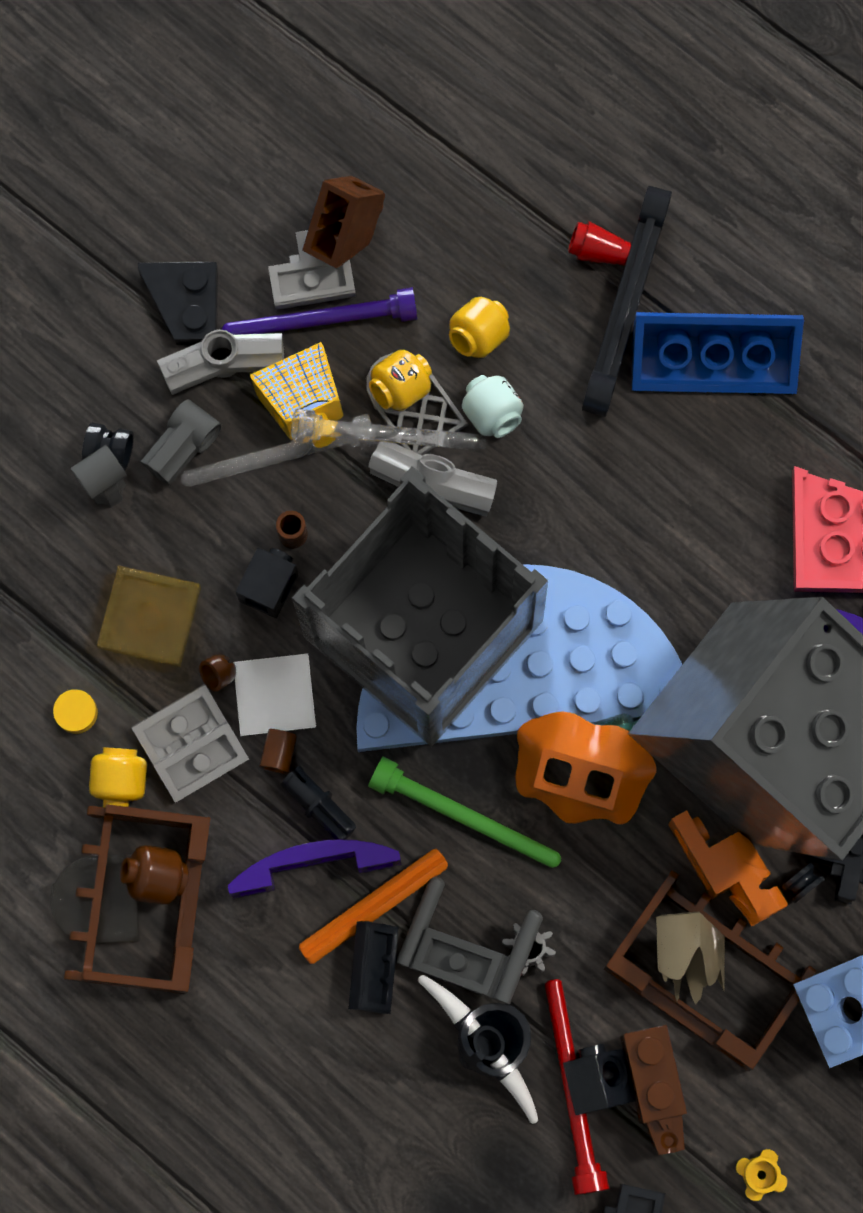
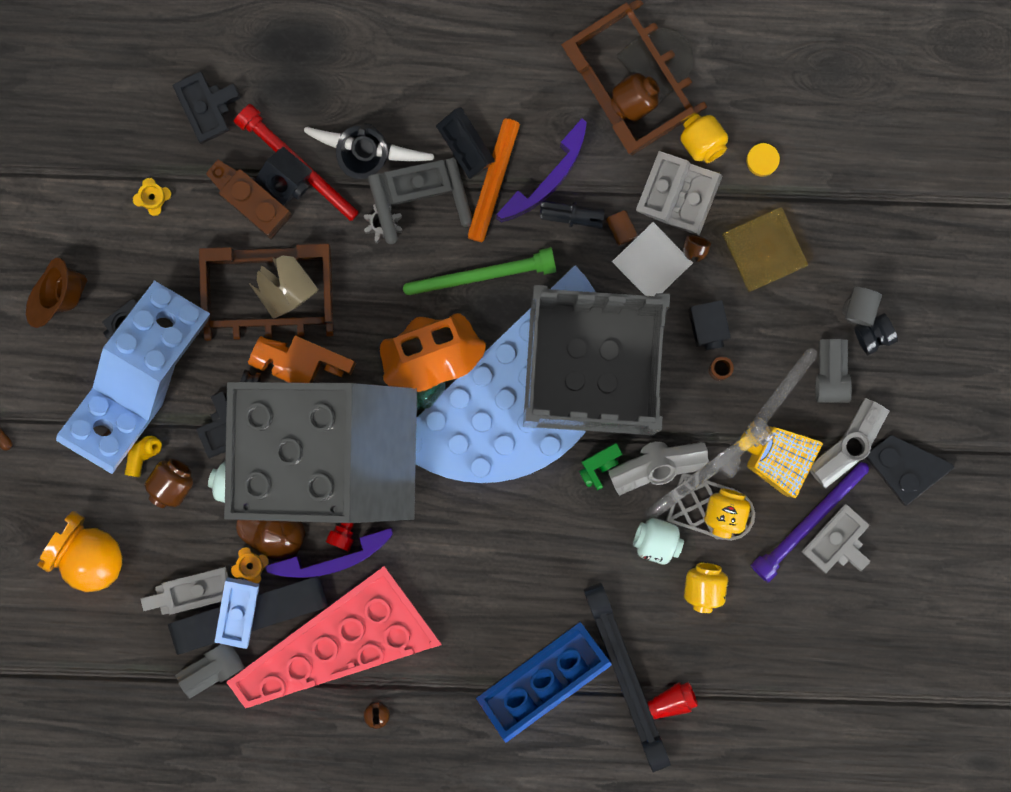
camera: 135 degrees right, 10 degrees up
(343, 220) = (847, 600): reddish brown torso -> none
(499, 529) = (603, 460): none -> green bracket

